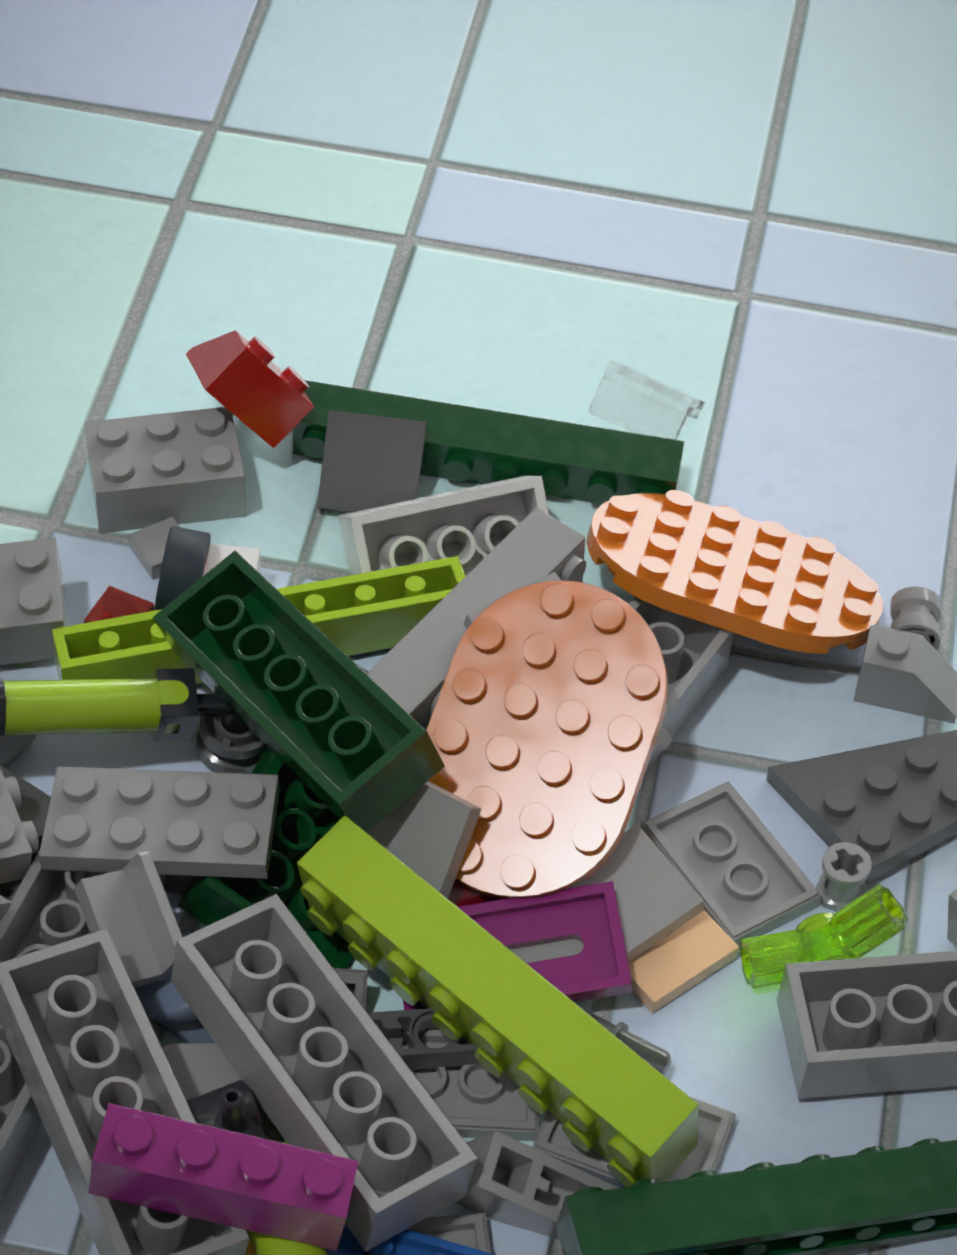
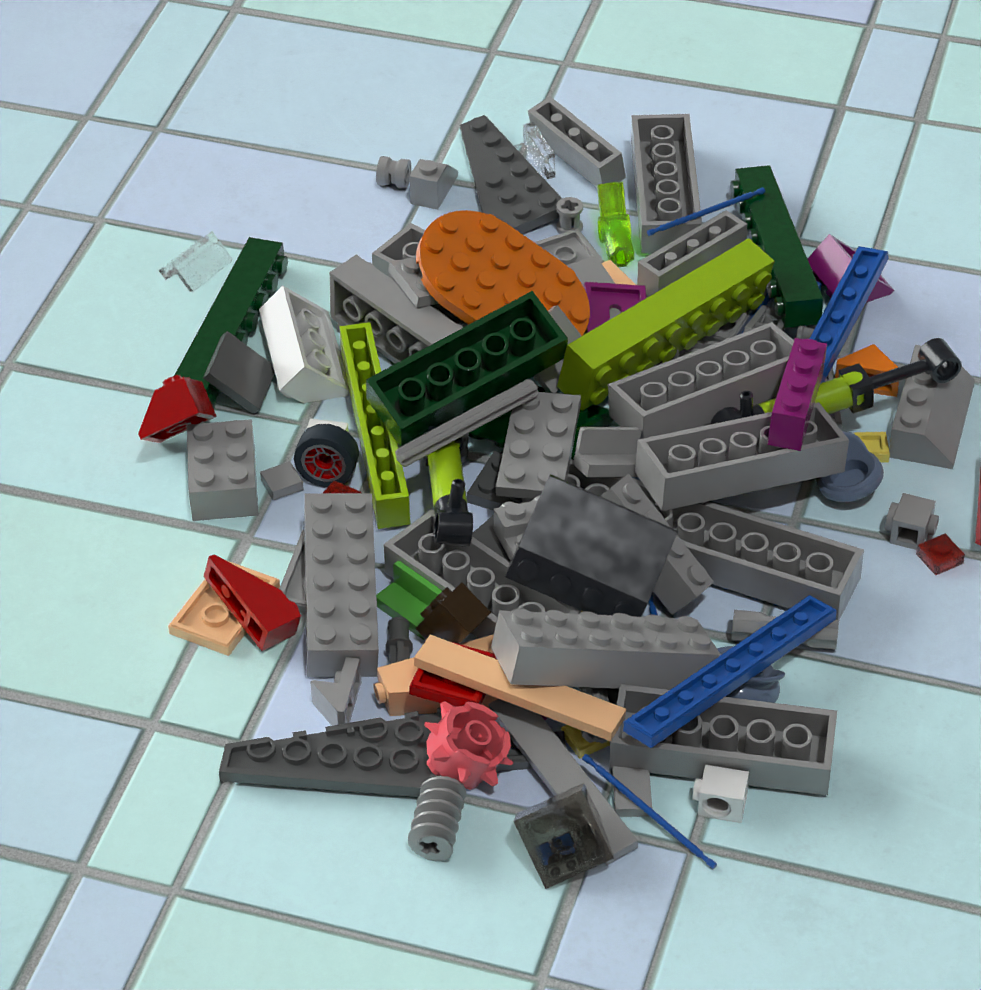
camera: 80 degrees left, 5 degrees down
(178, 706) = (466, 422): none -> light grey axle
(734, 572) = (358, 221): plate -> none
(744, 1066) = (690, 251): none -> light grey brick
(843, 1069) = (705, 211): none -> blue piece

